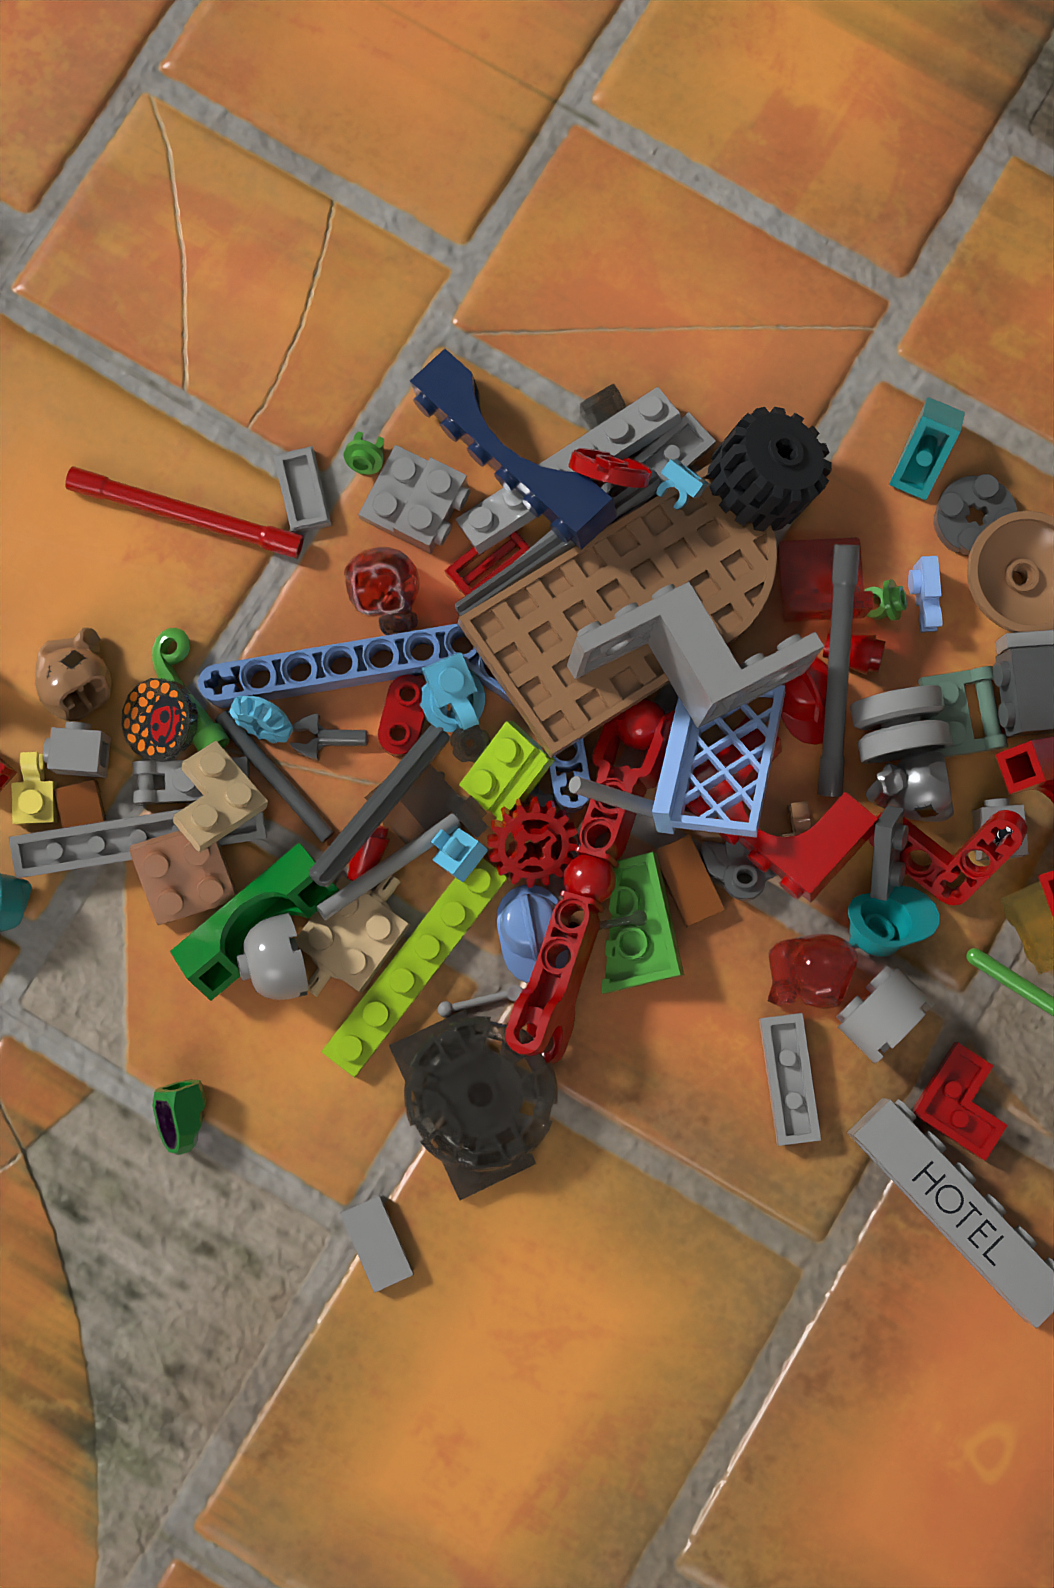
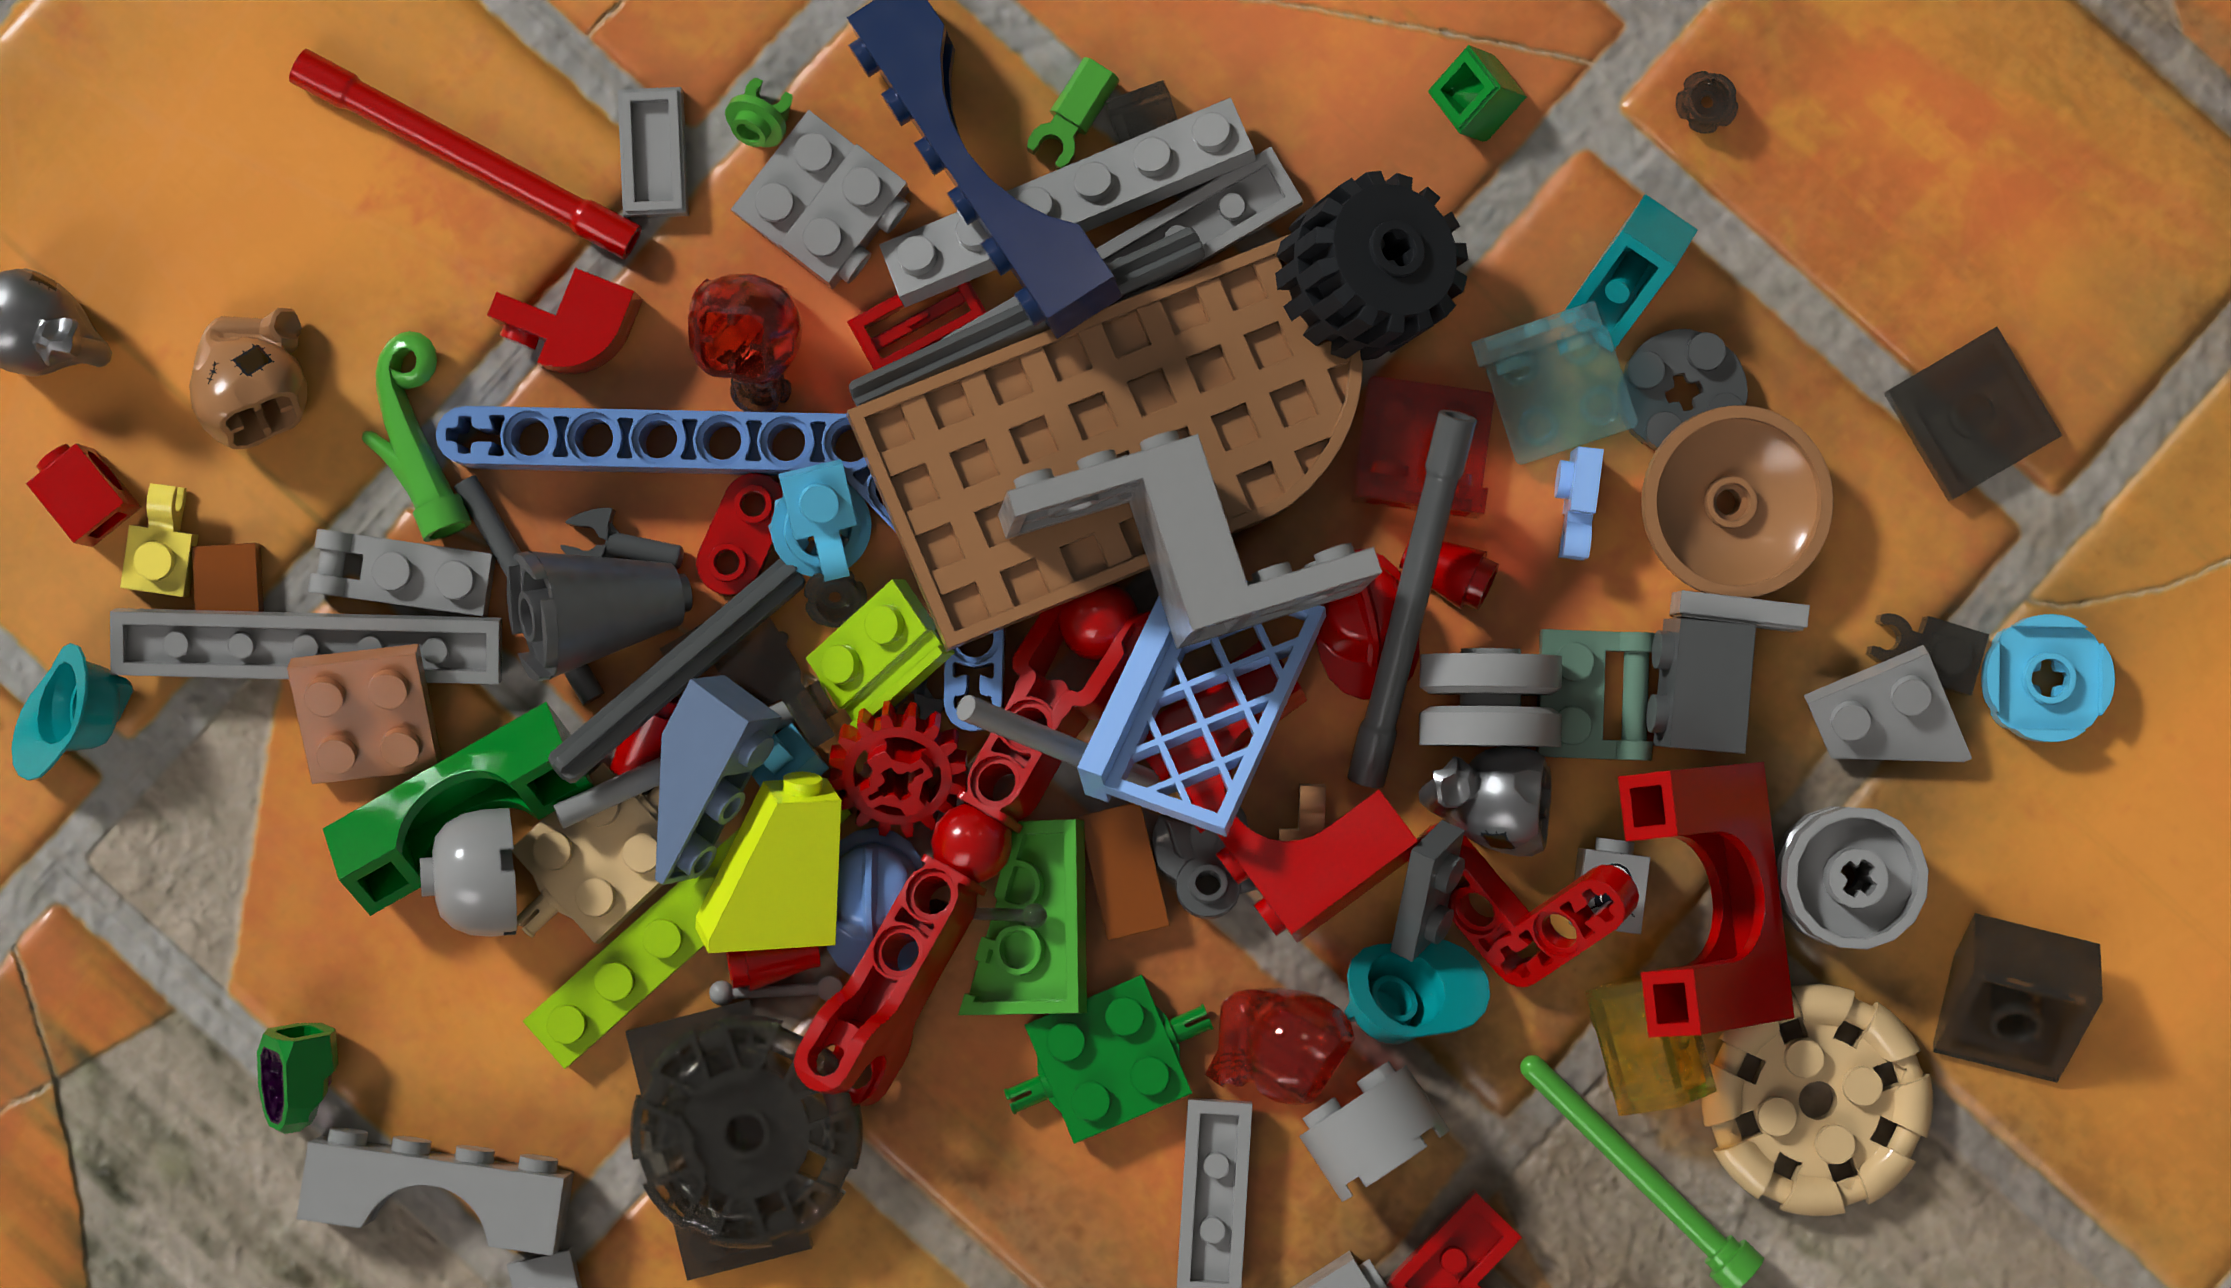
camera: 15 degrees right, 5 degrees up
(77, 750) = (236, 496): light grey brick -> none
(159, 719) = (369, 471): tile -> none
(226, 801) = (449, 618): tan plate -> none
(261, 718) = (523, 502): medium azure gear -> none
(277, 610) = (583, 333): none -> red brick
(315, 776) = (589, 607): none -> flat silver cone
(340, 1171) = (517, 1203): none -> light grey arch
(410, 859) = (705, 763): none -> sand blue slope
(470, 920) = (779, 872): none -> neon yellow slope
(471, 979) = (766, 967): none -> red cone
(561, 413) = (1075, 109): none -> bright green bar
(606, 468) = (1114, 223): red tile -> none
(684, 480) = (1237, 257): medium azure tile -> none
(703, 1003) = (1110, 1060): none -> green plate
(808, 358) = (1477, 94): none -> green slope
(892, 601) = (1523, 502): bright green plate -> none
(897, 521) = (1557, 382): none -> clear light blue bracket
(952, 326) = (1709, 85): none -> clear smoke plate

